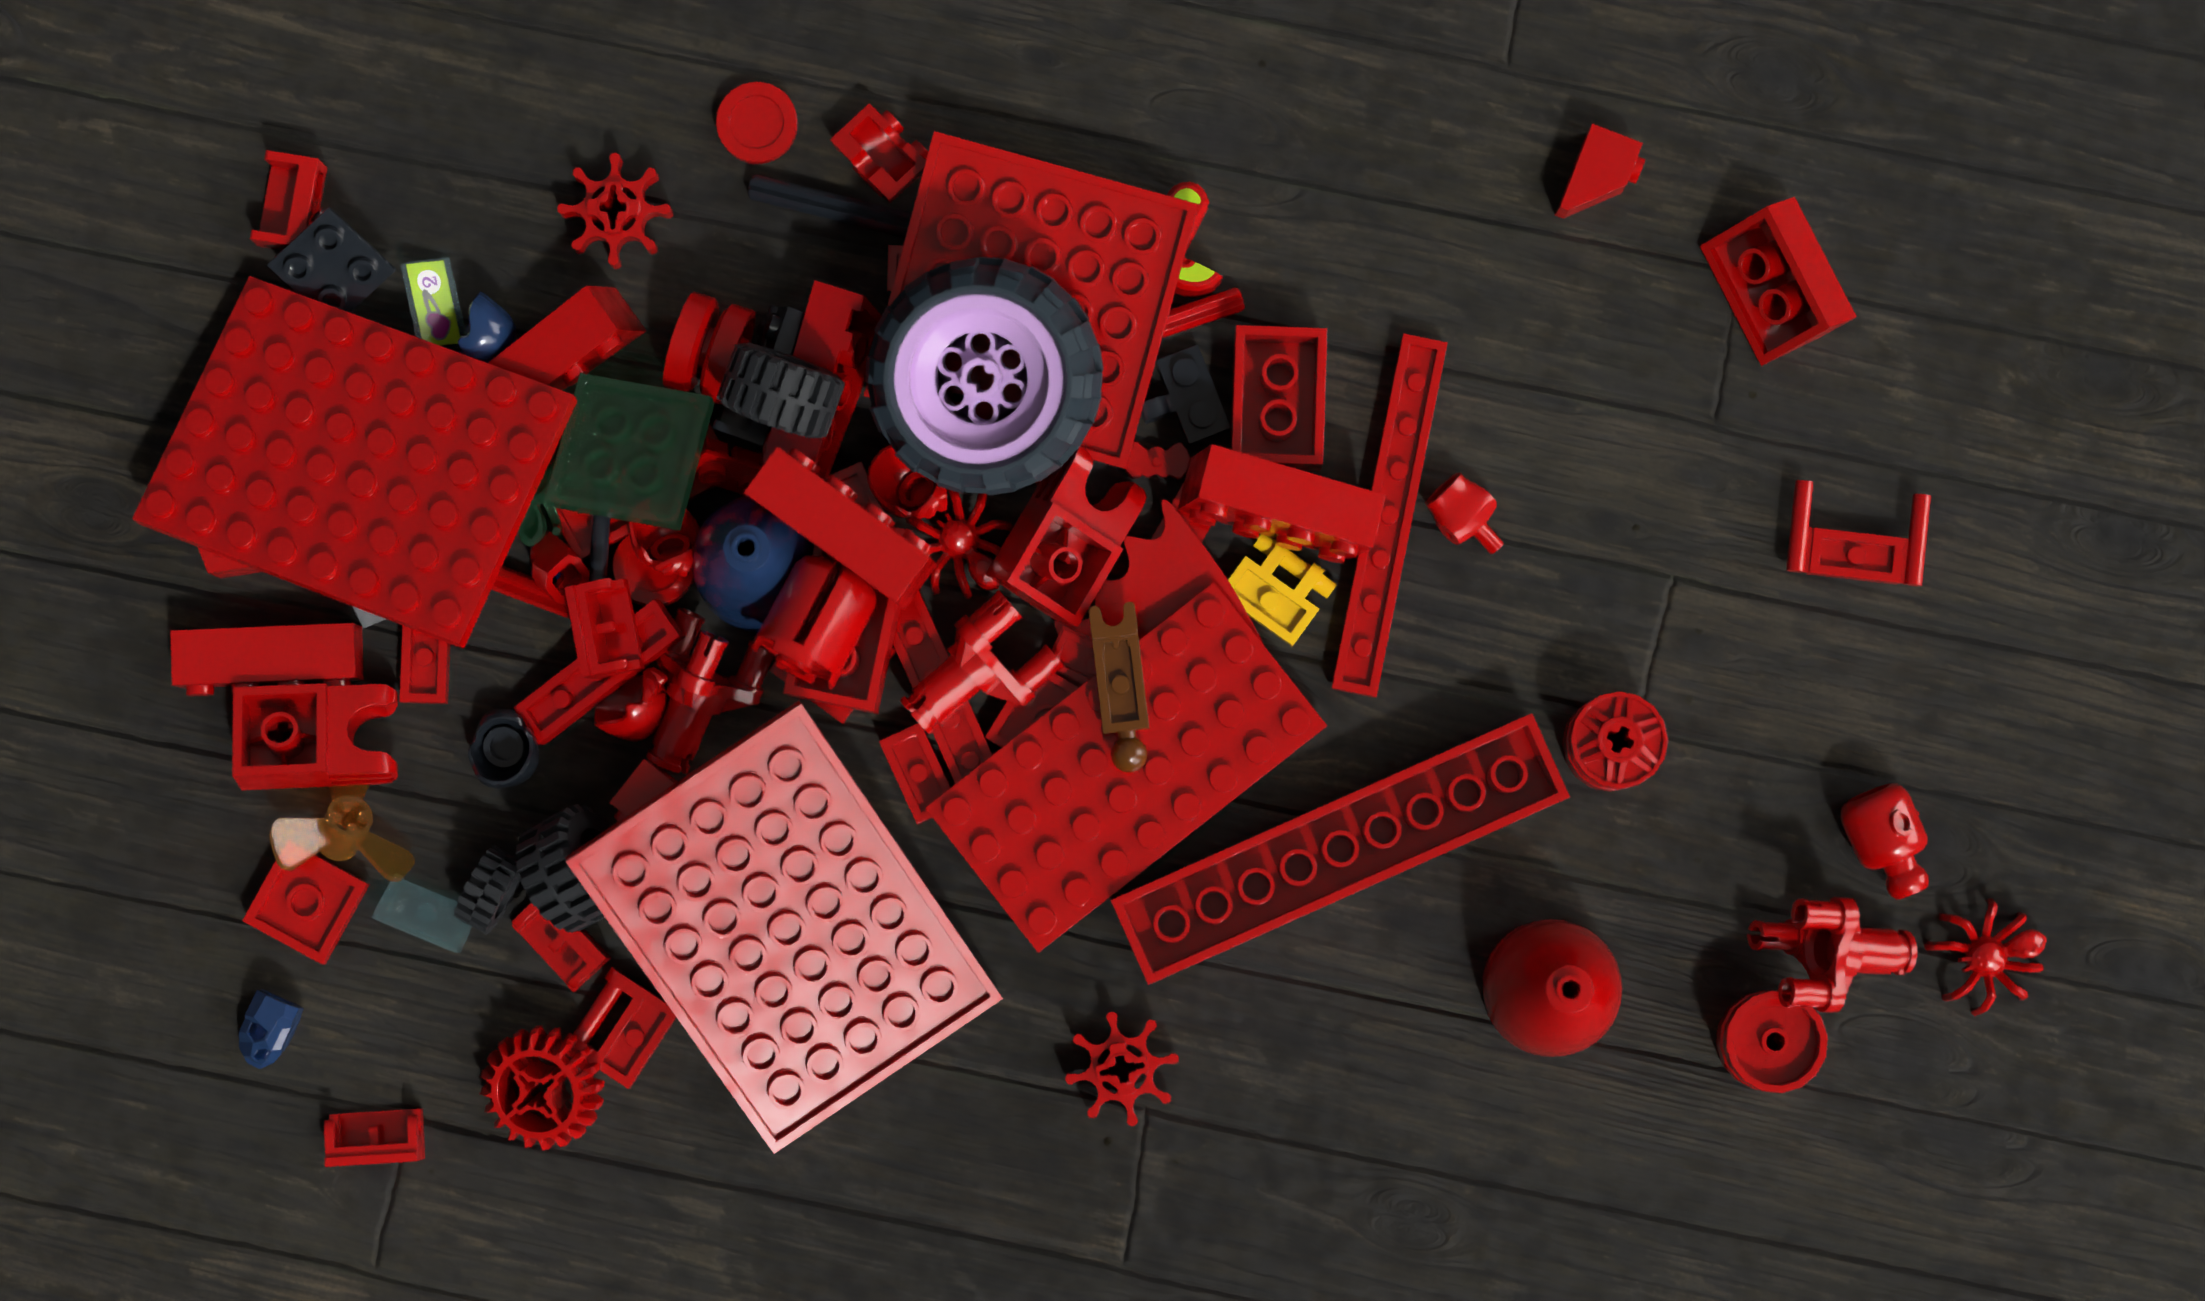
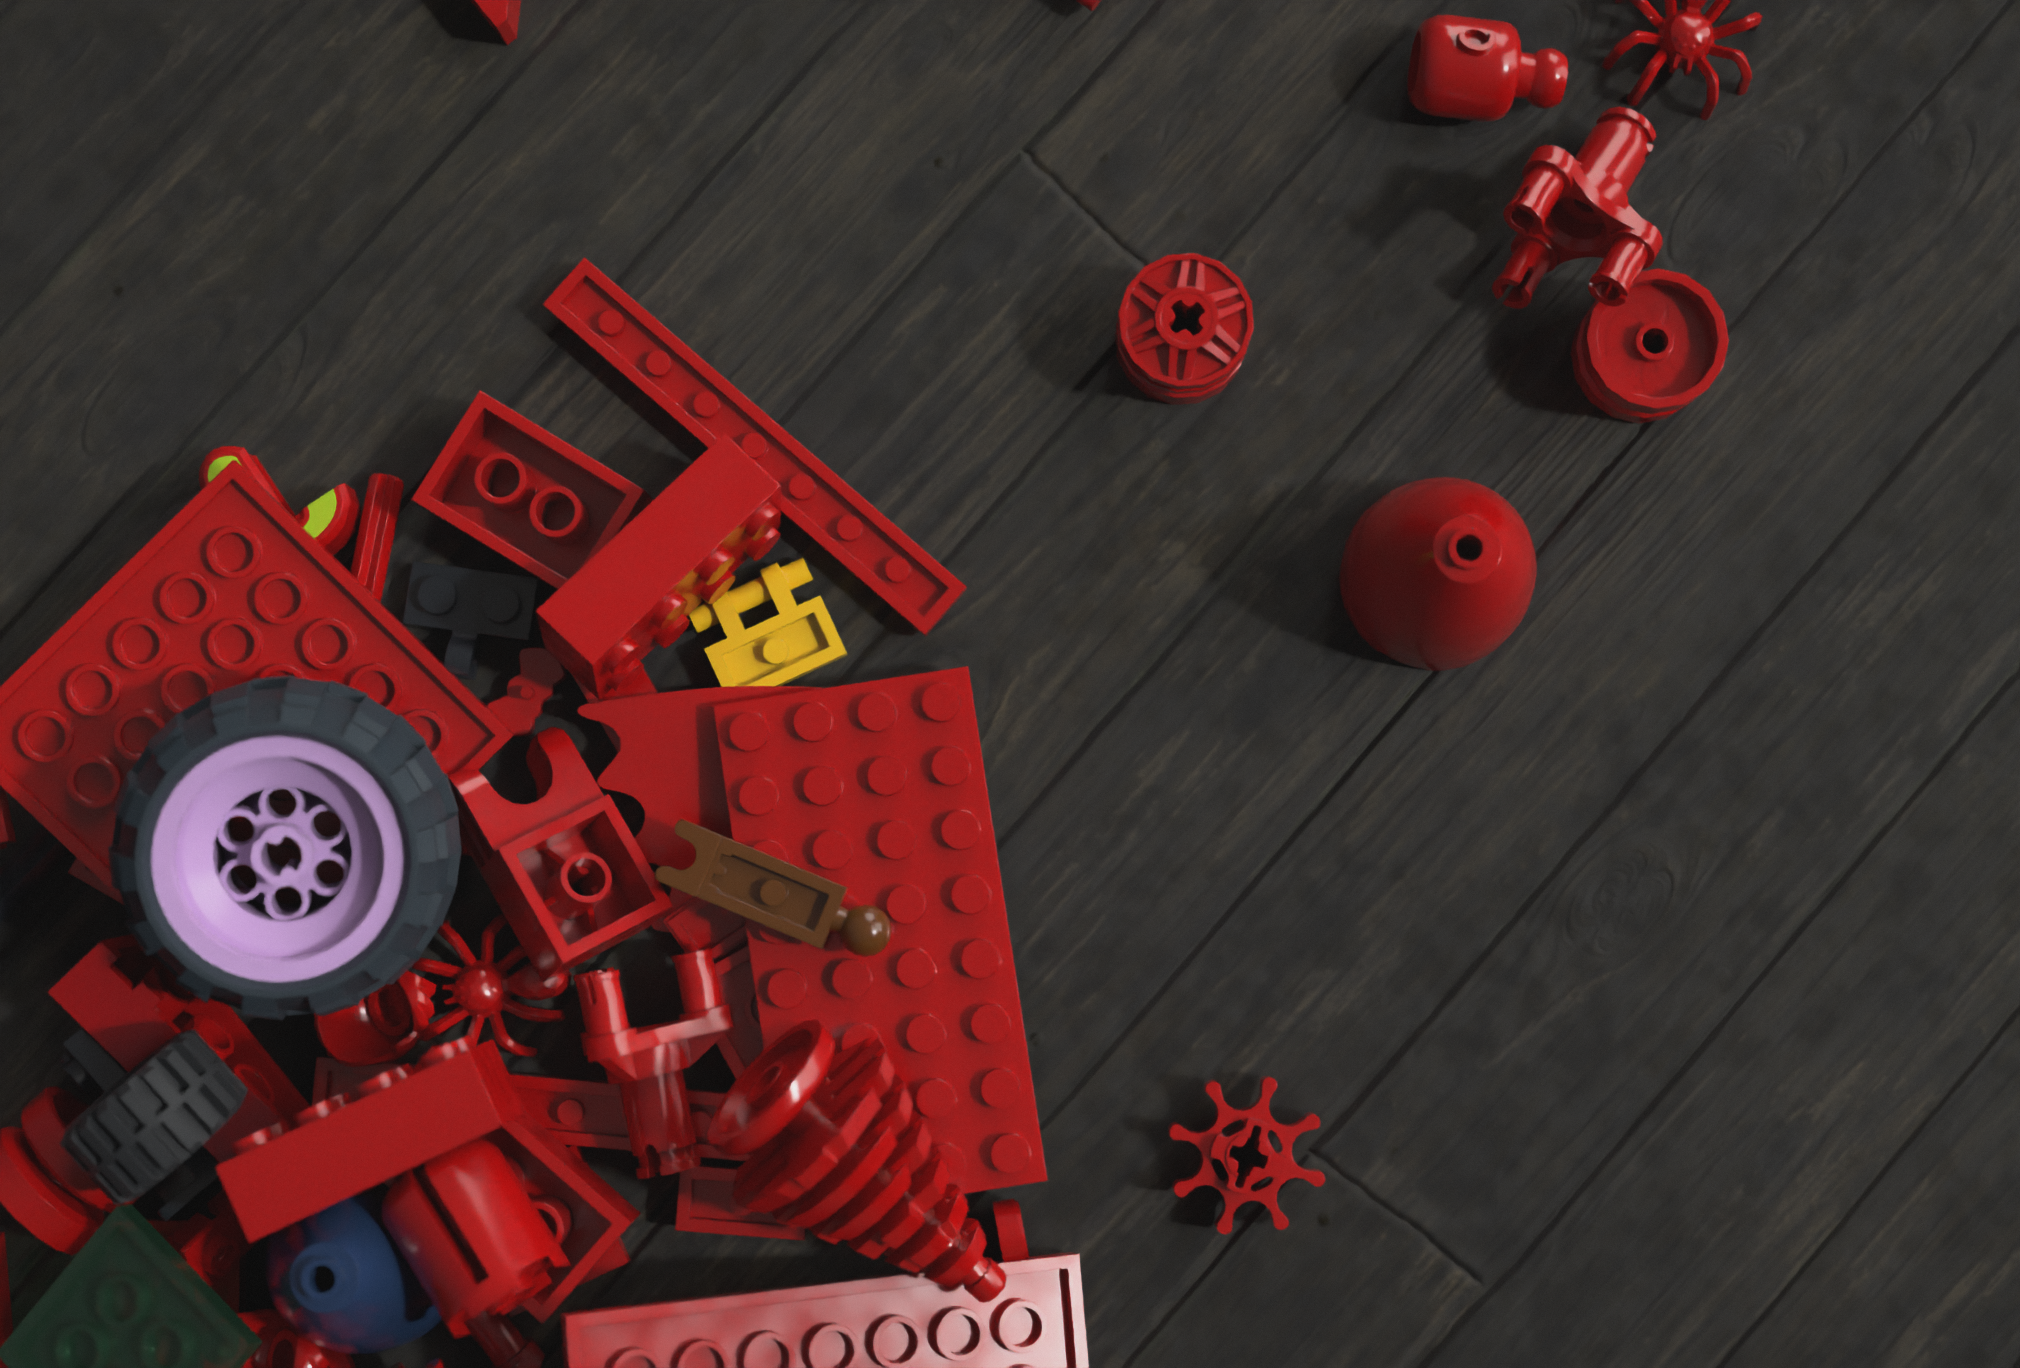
camera: 60 degrees left, 0 degrees up
(987, 820) = (849, 1158): none -> red plant
(994, 948) = (1010, 1230): none -> red tile
(1340, 848) = (1127, 738): red brick -> none
(1463, 512) = (800, 355): red piece -> none

